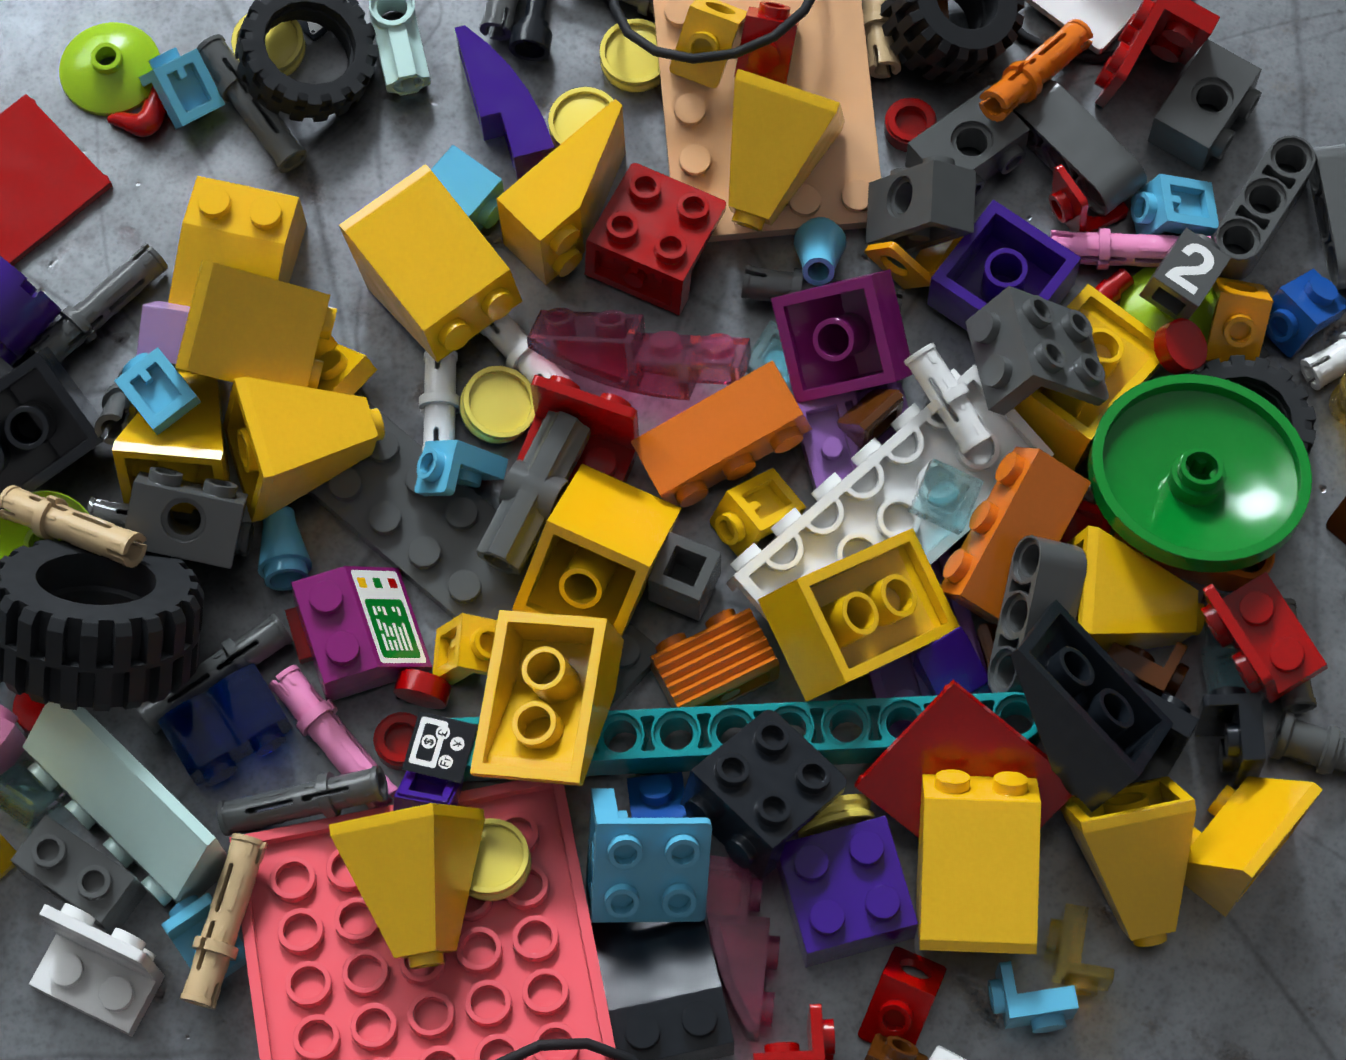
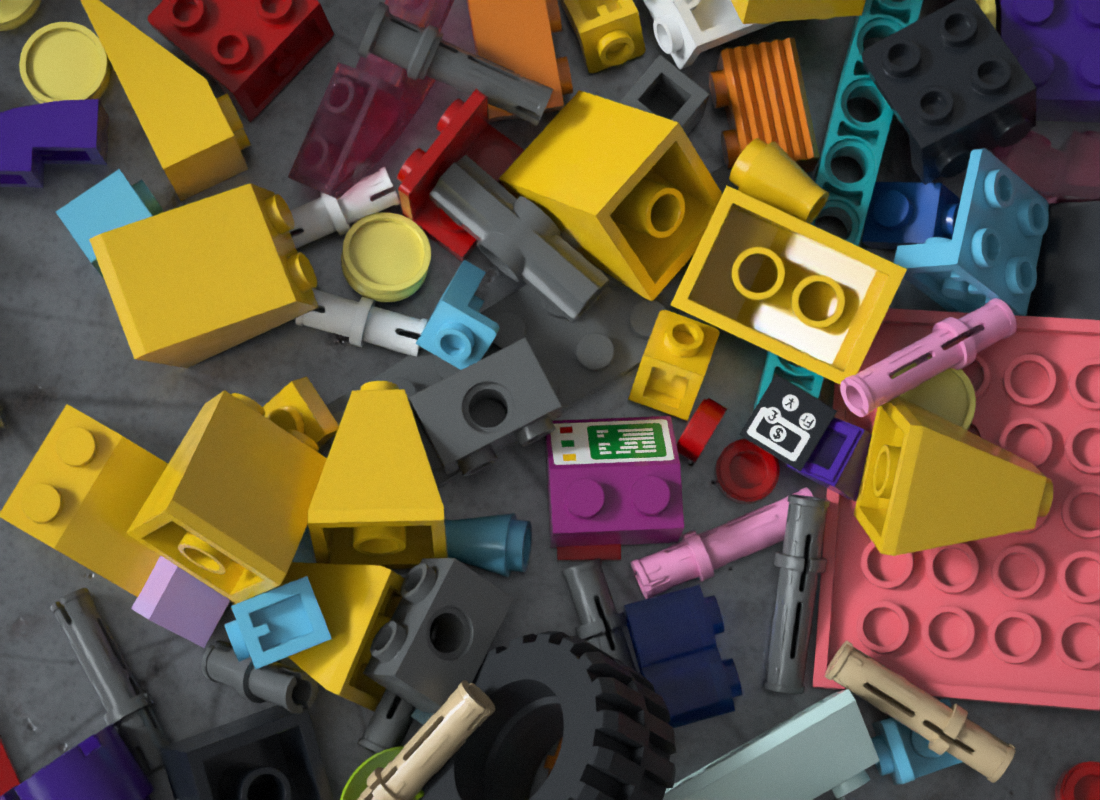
camera: 80 degrees left, 10 degrees up
(374, 477) = (508, 376): none -> dark grey brick
(567, 881) = (983, 327): none -> bright pink pin
(639, 672) = (777, 180): none -> yellow cone
(659, 370) = (427, 54): none -> dark grey pin

